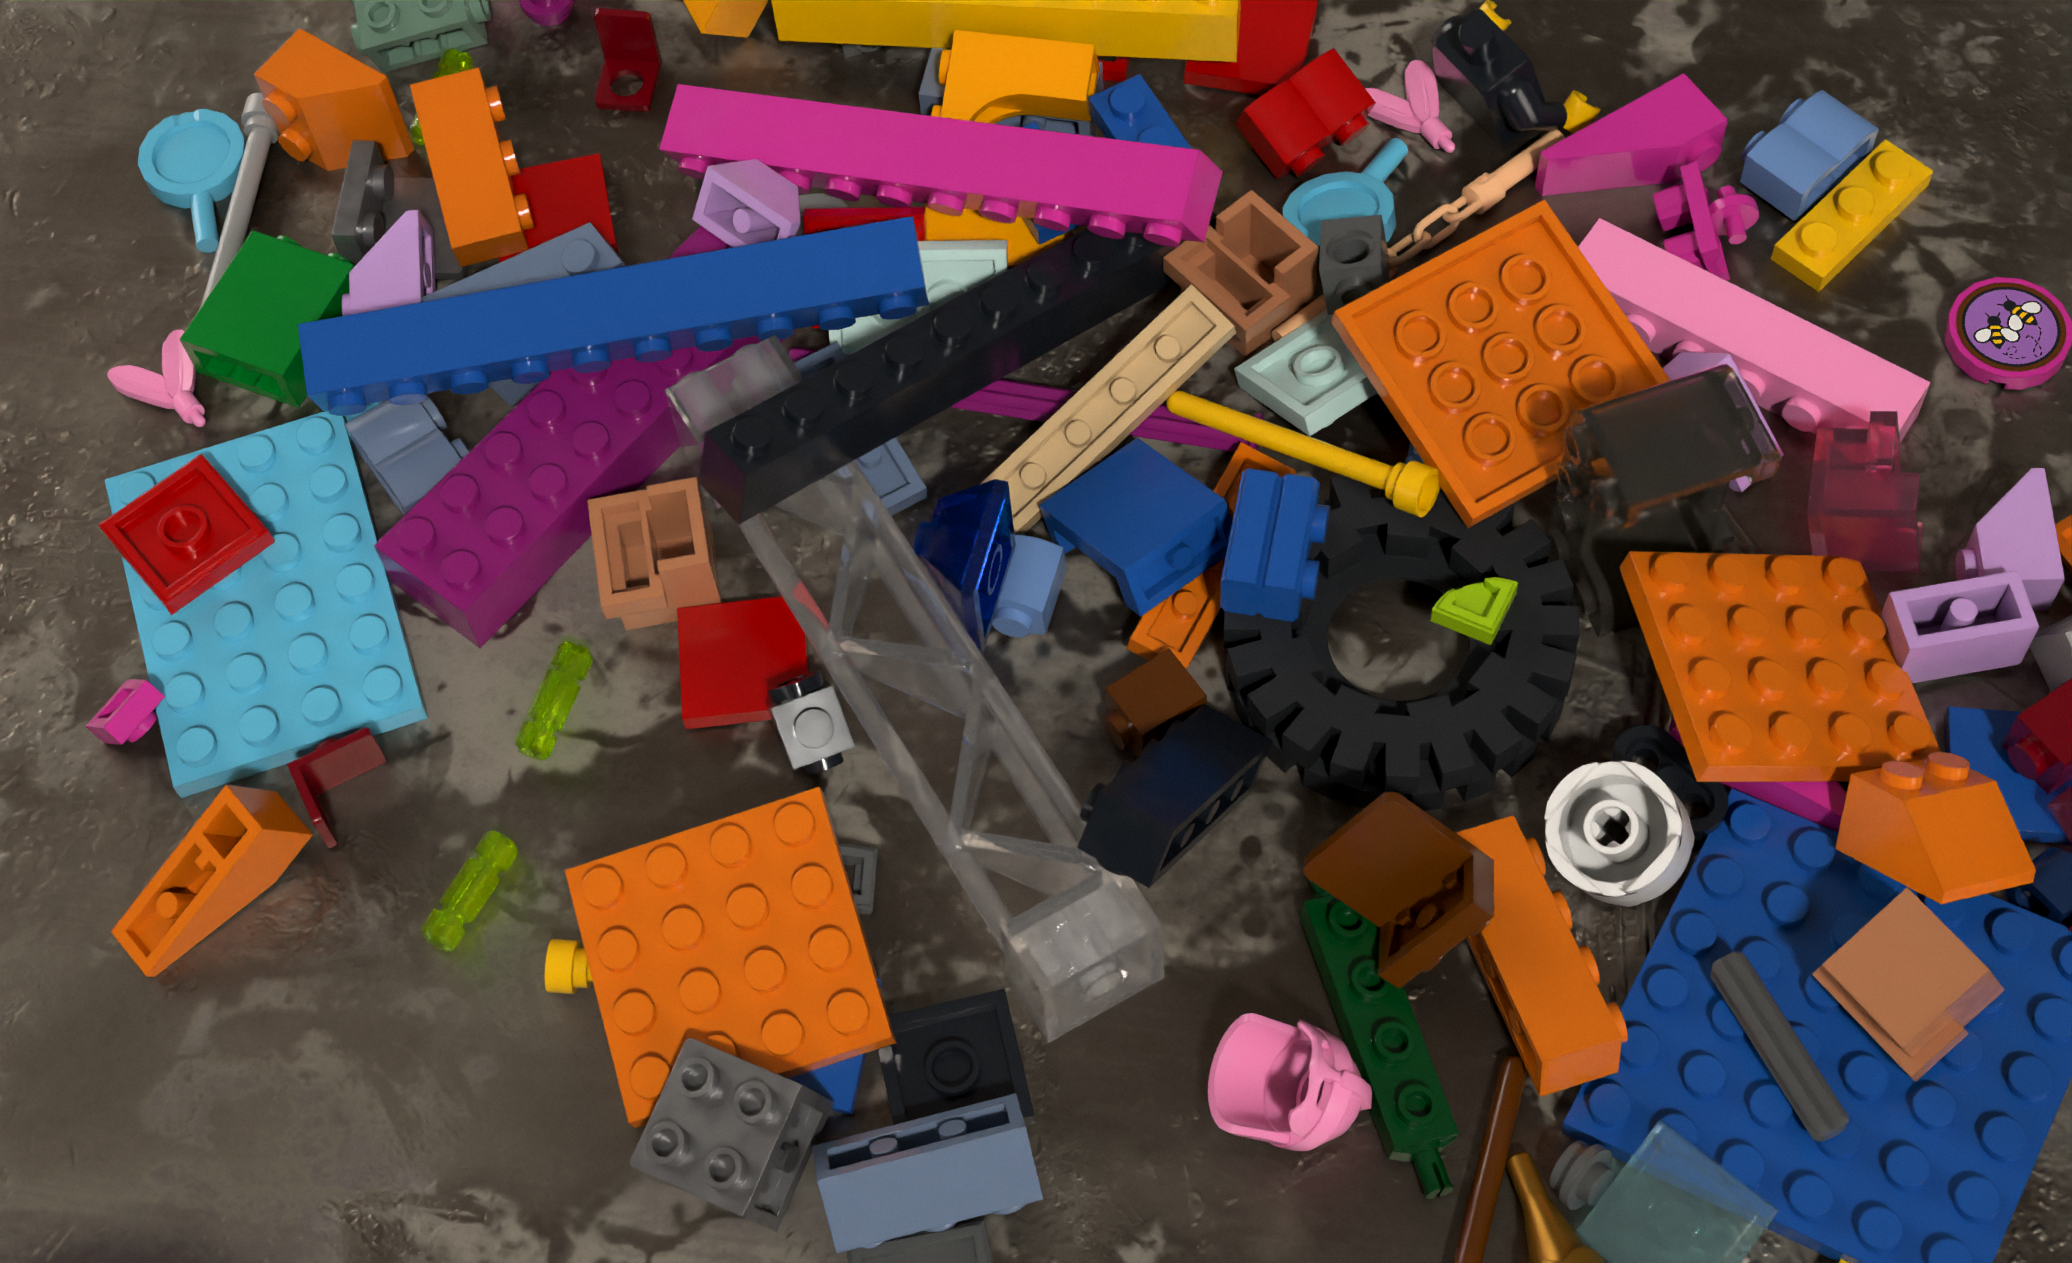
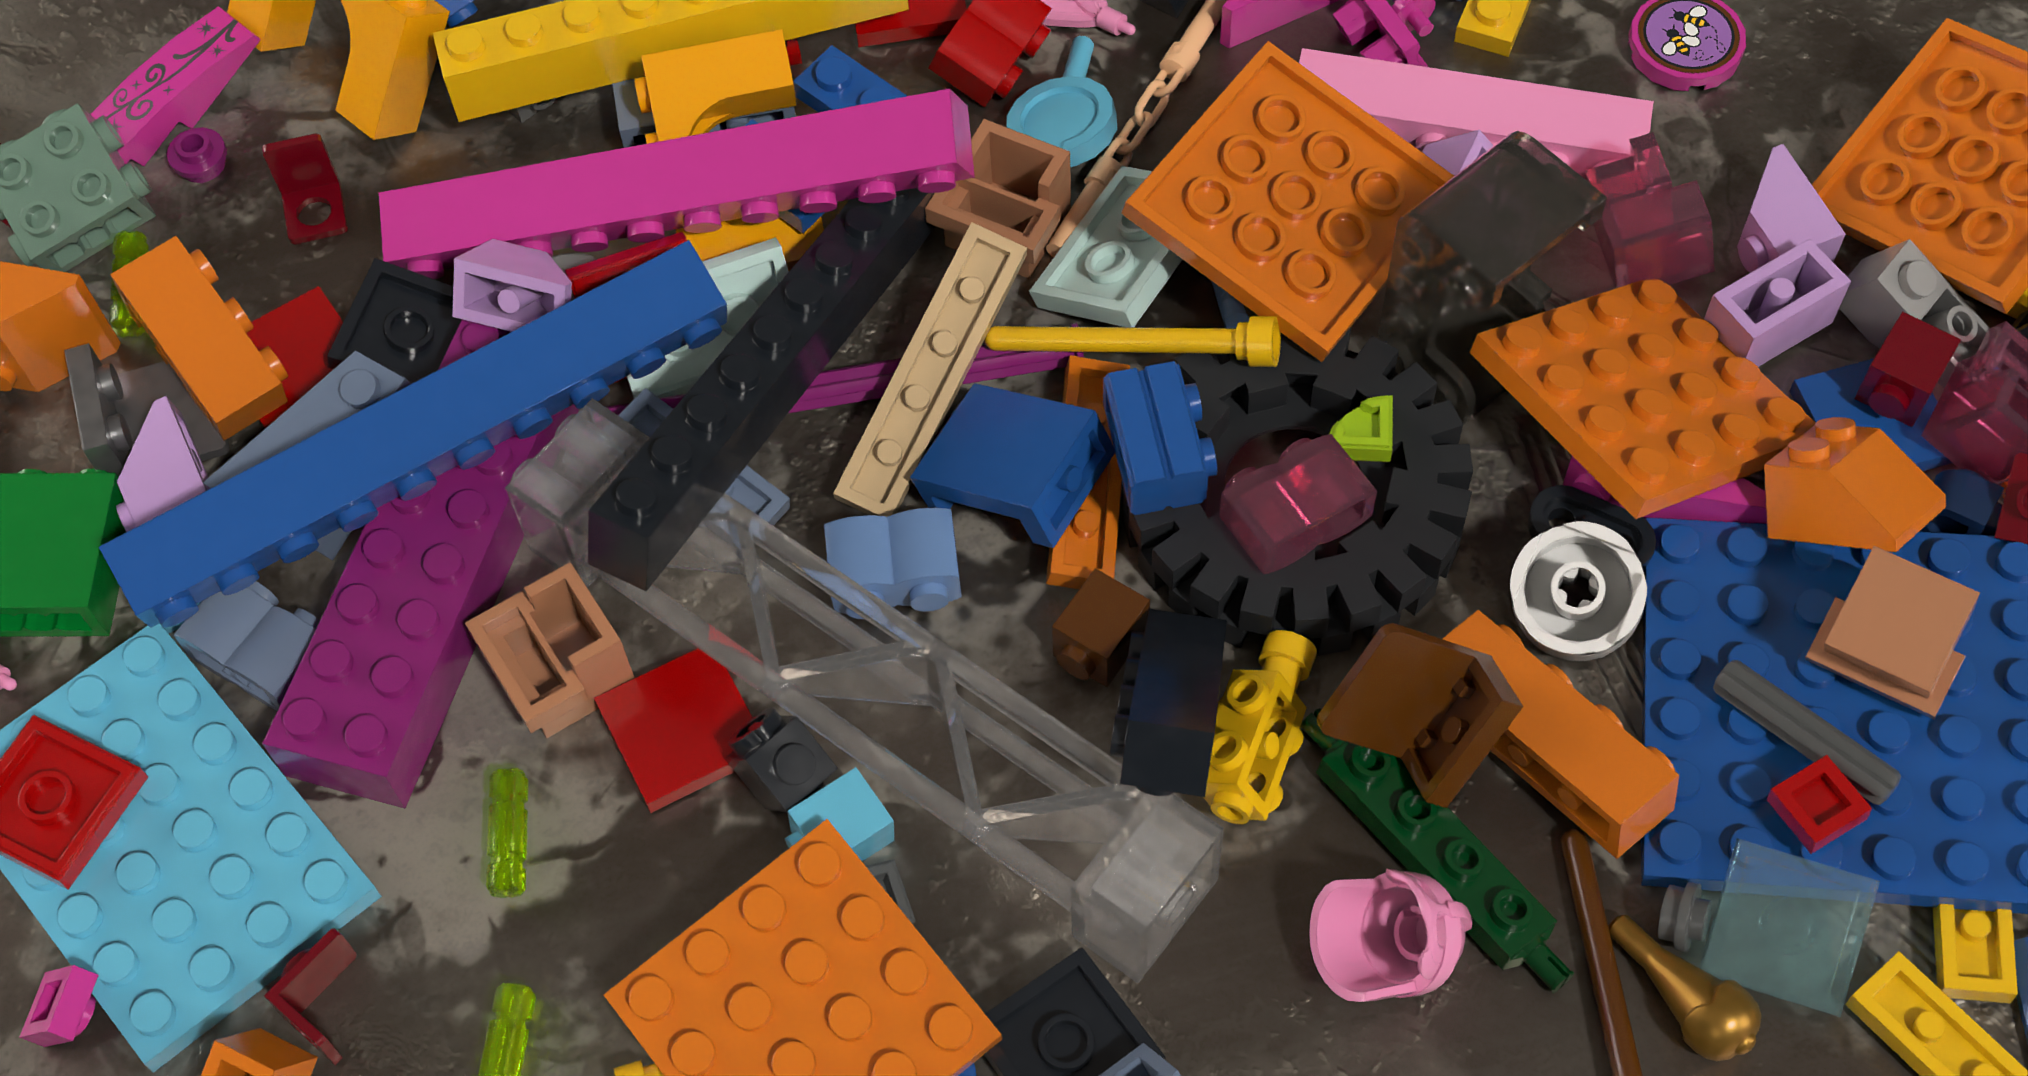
camera: 25 degrees left, 0 degrees up
(646, 208) = (398, 322): none -> black plate
(849, 792) = (851, 810): none -> medium azure brick
(970, 552) = (870, 537): clear blue slope -> none
(1252, 854) = (1247, 727): none -> yellow brick
(1352, 259) = (1103, 158): dark grey brick -> none
(1376, 651) = (1296, 503): none -> clear pink brick
(1754, 1117) = (1819, 804): none -> red plate

